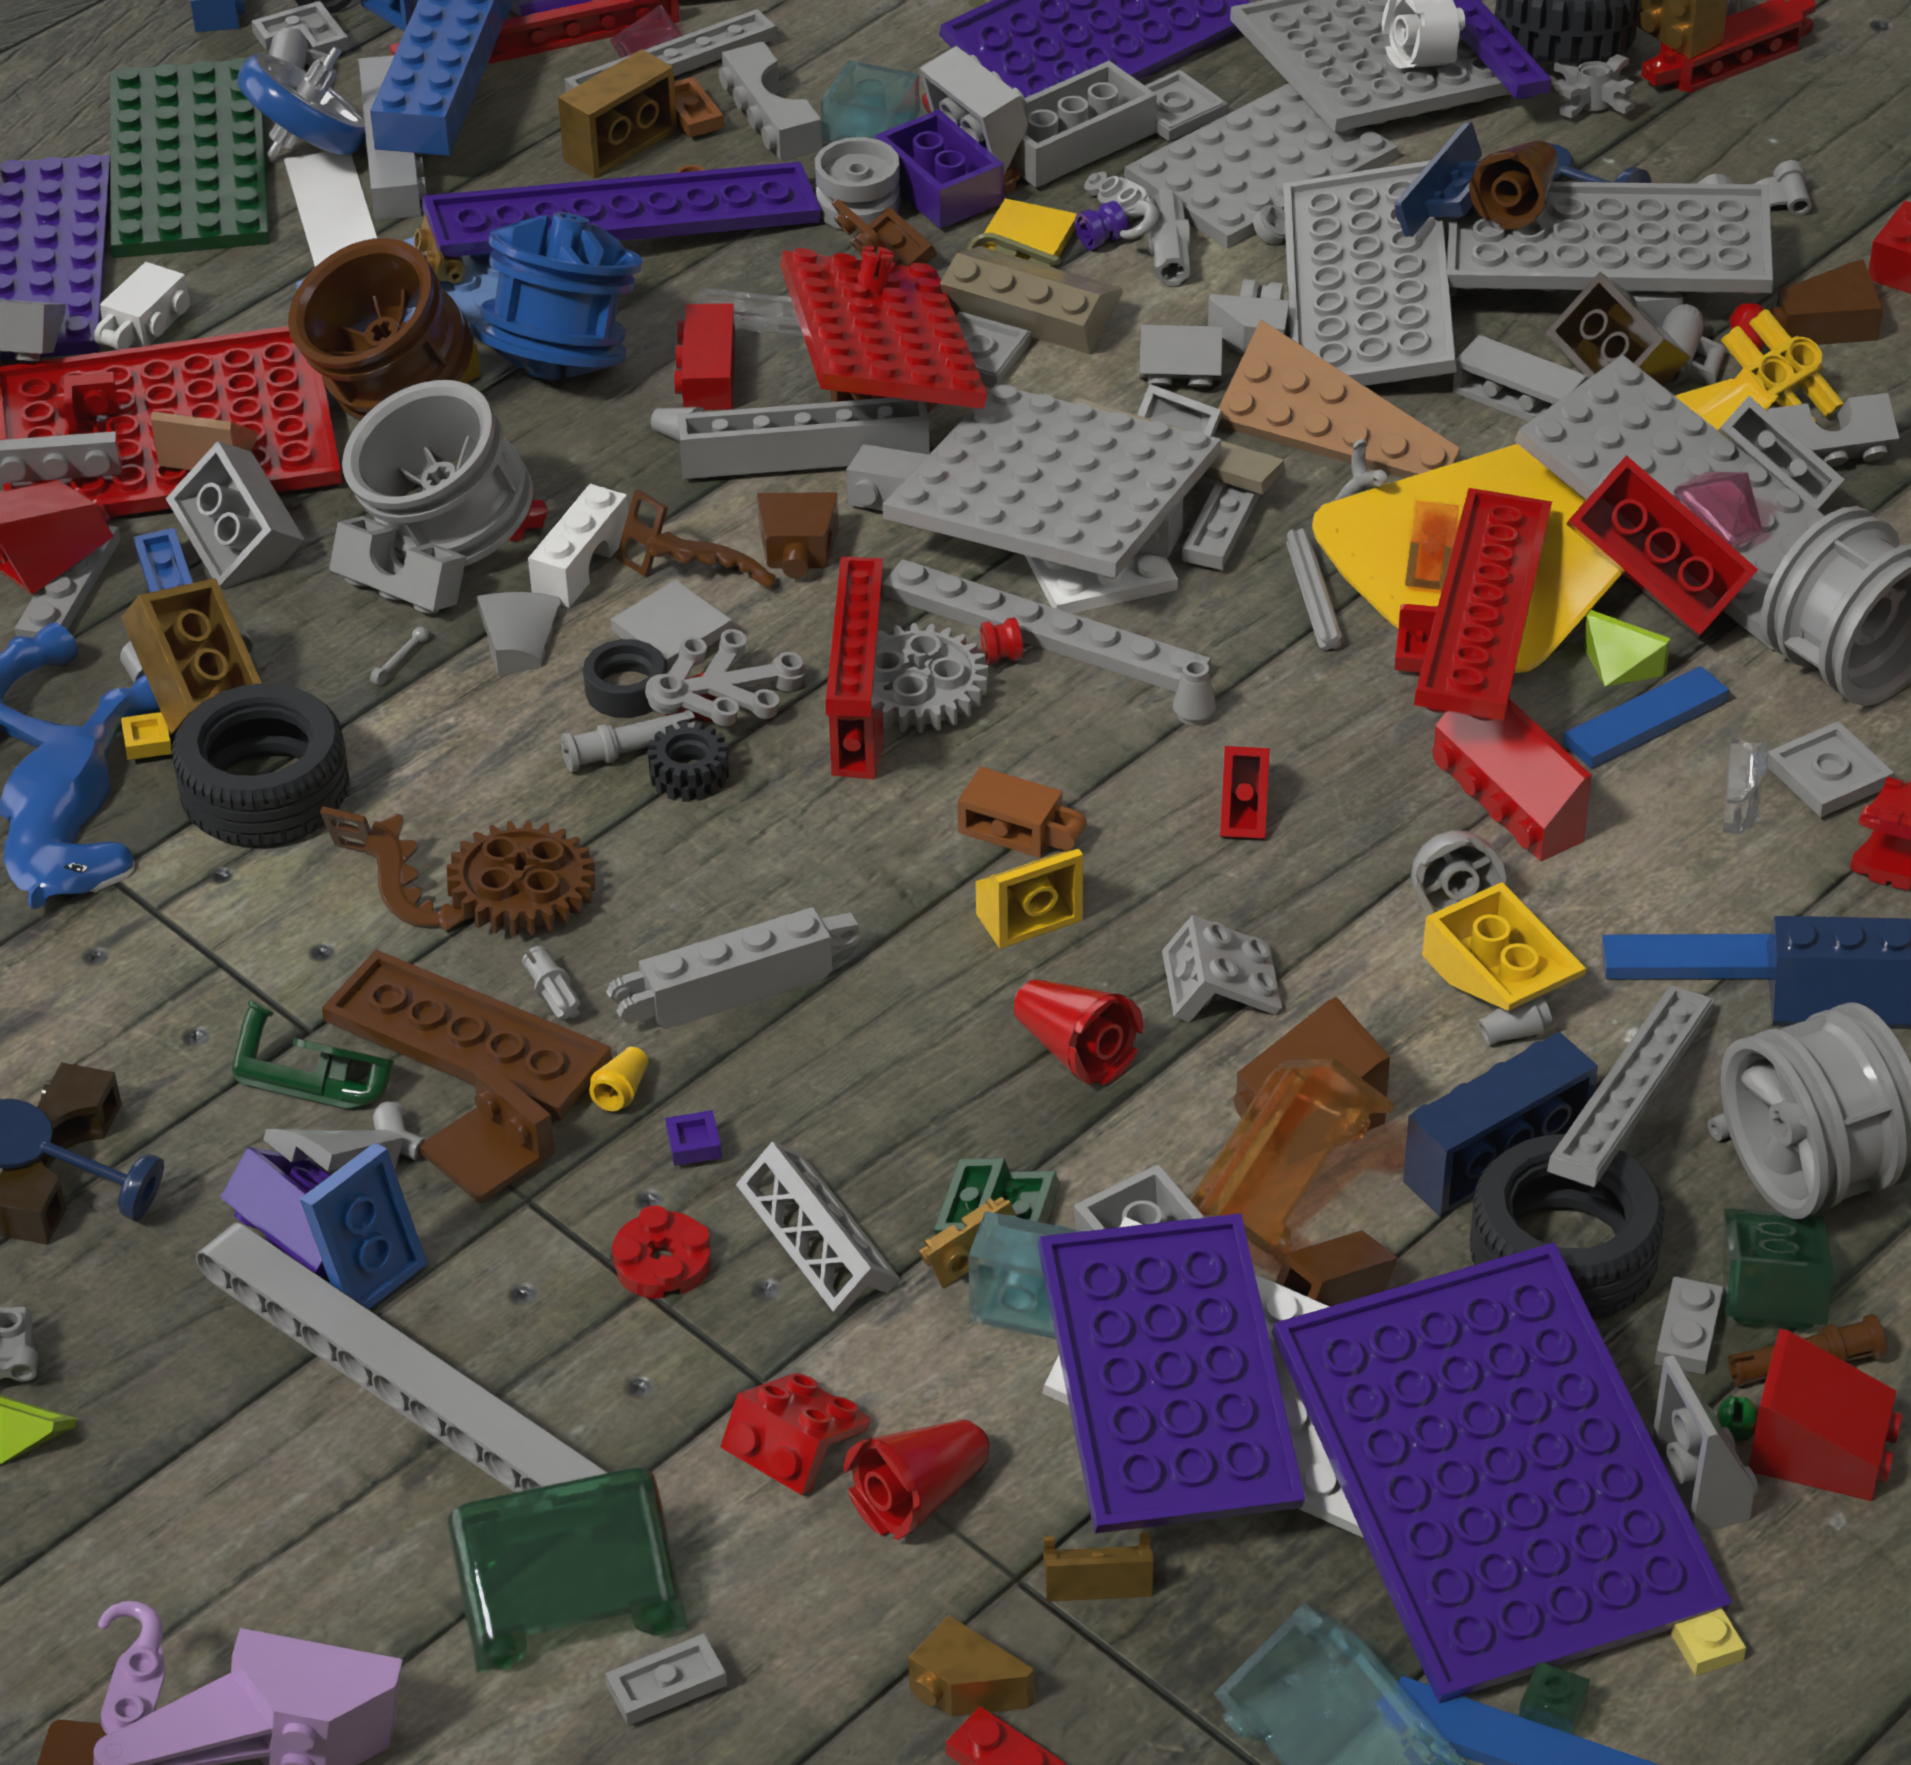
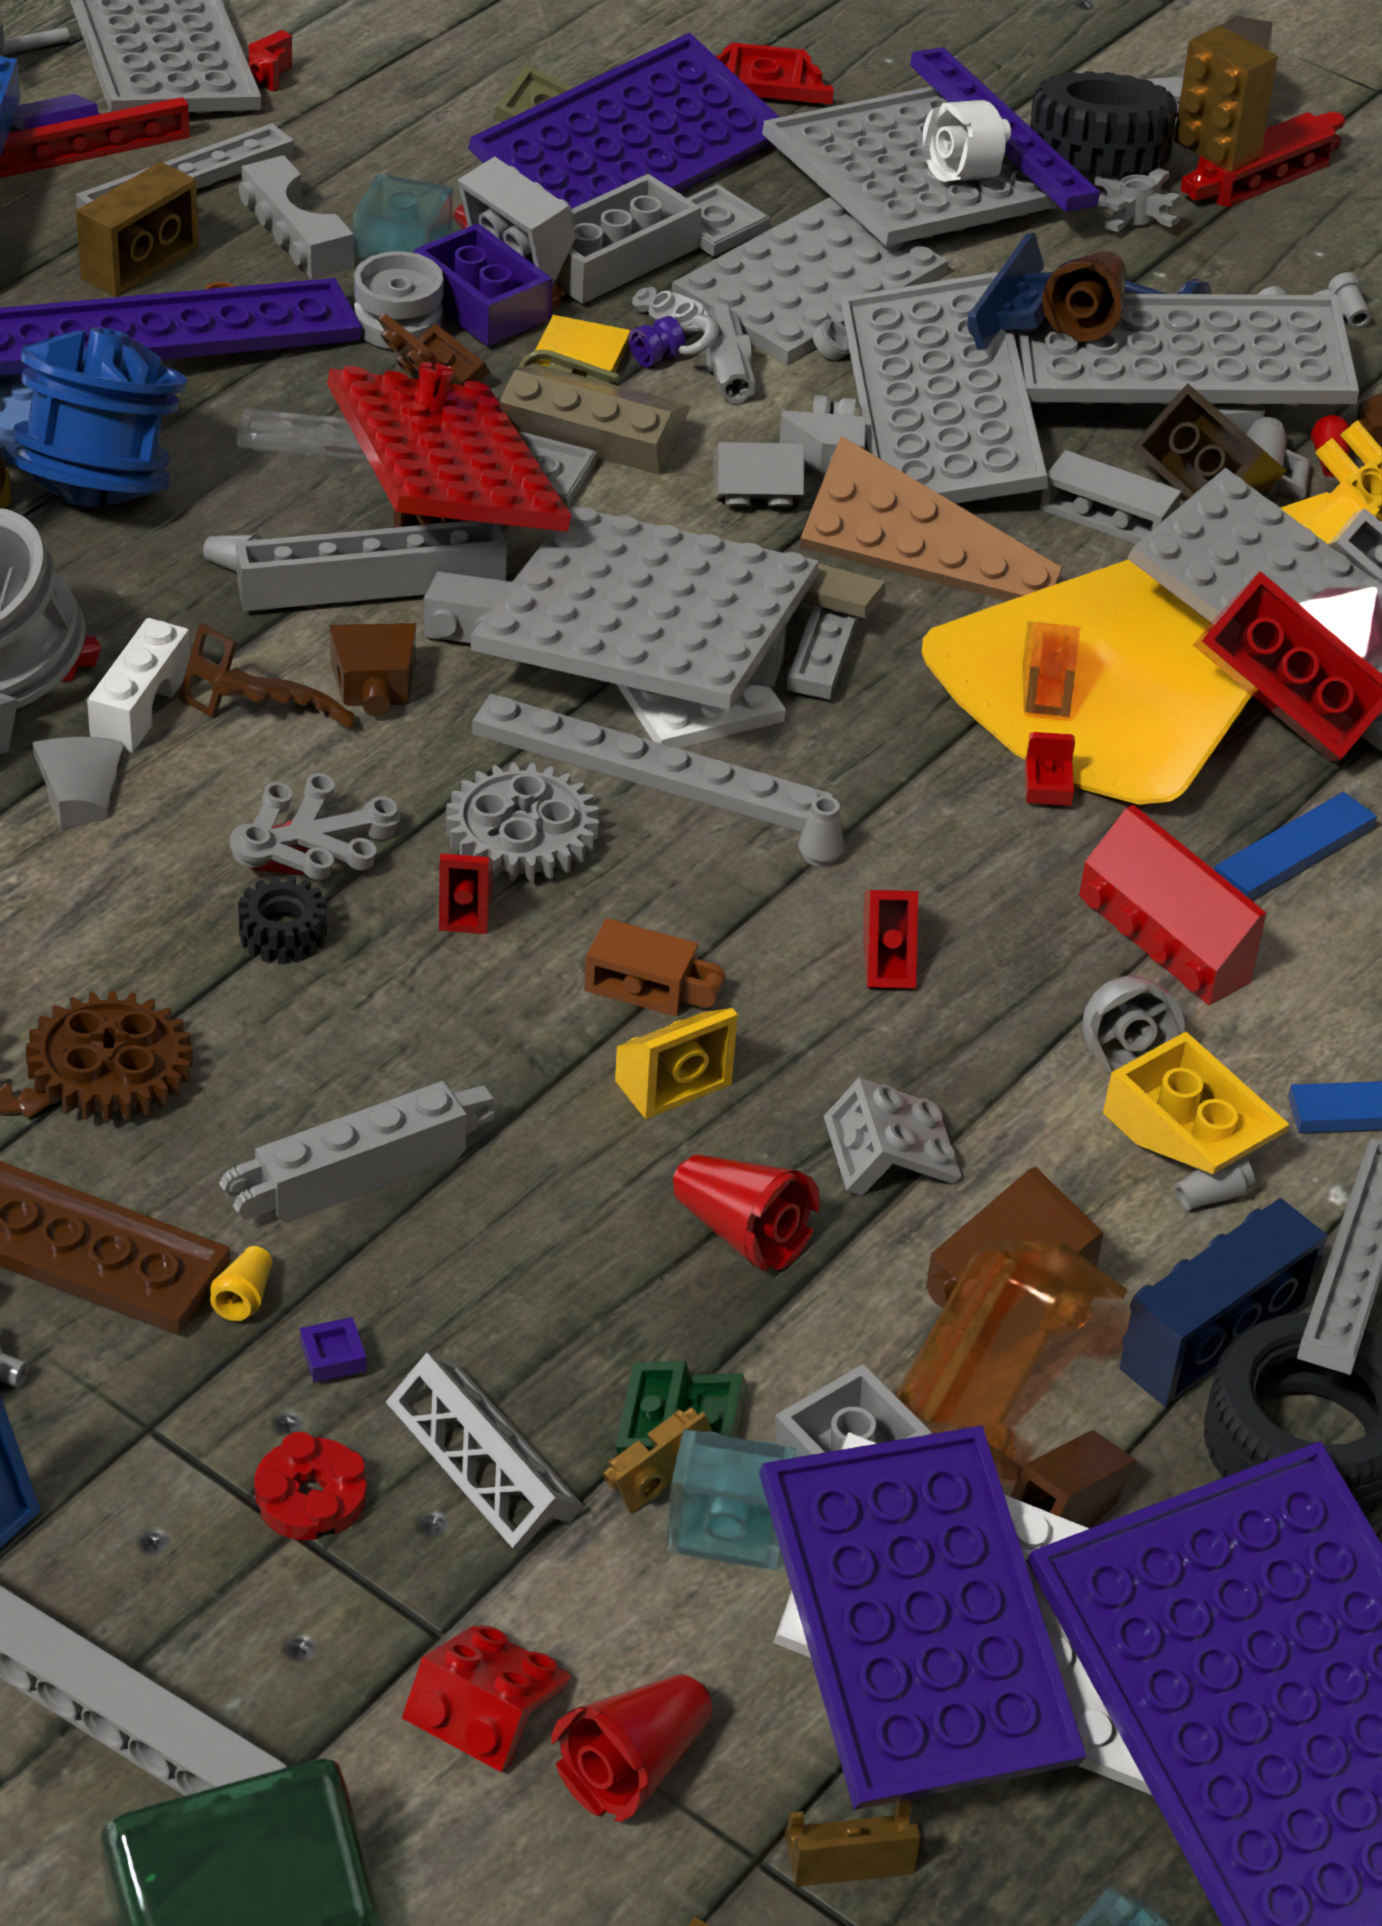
camera: 10 degrees left, 0 degrees up
(493, 1141) = (106, 1360): reddish brown bracket -> none
(552, 983) = (155, 1175): light grey axle -> none
(608, 743) = (192, 900): light grey pin -> none
(616, 657) = (196, 805): black tyre -> none
(646, 32) = (160, 145): clear pink slope -> none
(670, 617) = (243, 764): light grey tile -> none
(695, 109) = (218, 226): dark orange plate -> none
(706, 356) = (256, 480): red brick -> none
(854, 638) = (456, 782): red plate -> none
(1001, 641) = (608, 779): red wheel -> none
(1179, 411) = (764, 531): light grey slope -> none
(1314, 589) = (929, 718): light grey axle -> none
(1362, 478) = (964, 600): light grey piece -> none
(1483, 605) = (1123, 735): red plate -> none
(1623, 650) = (1261, 777): lime slope -> none

